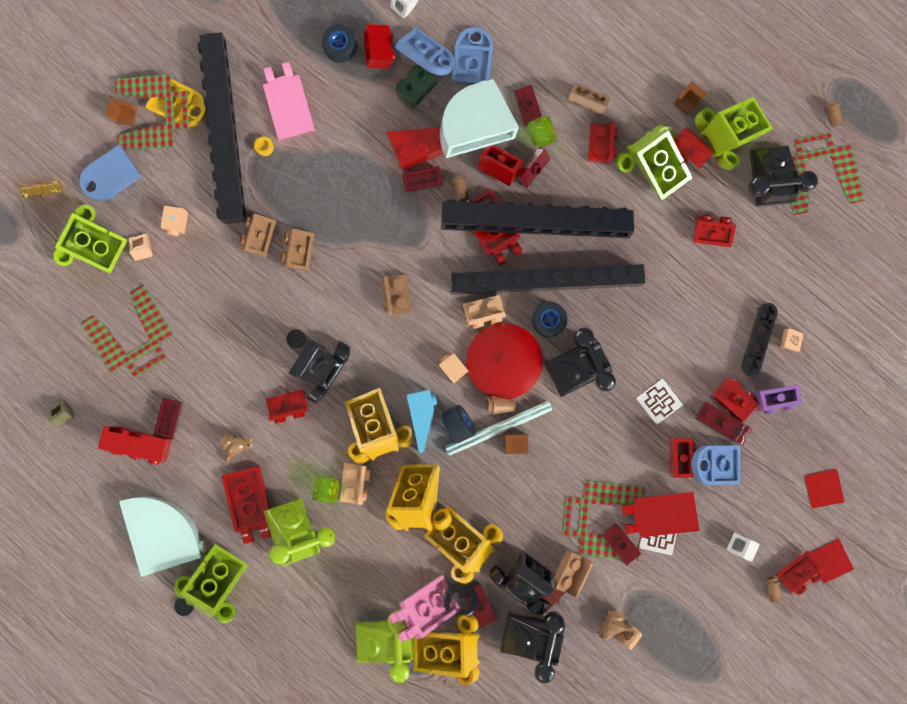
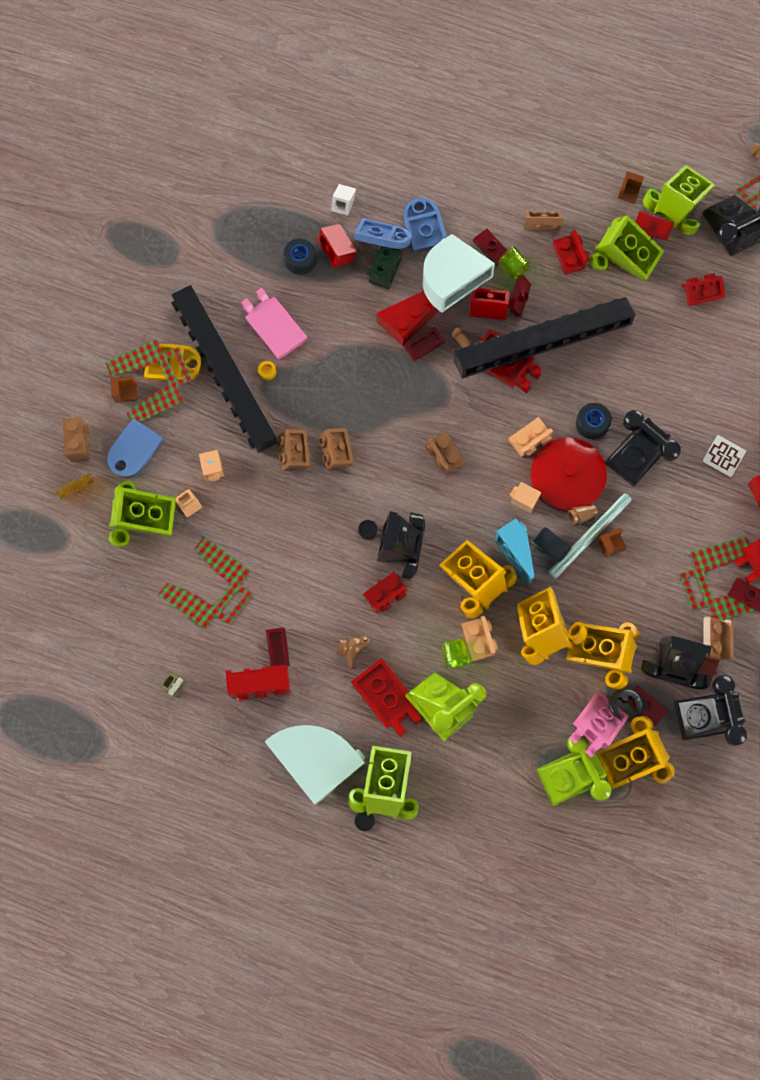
camera: 25 degrees left, 10 degrees down
(57, 144) = (75, 439): none -> medium nougat brick
(548, 279) = (575, 386): black brick -> none

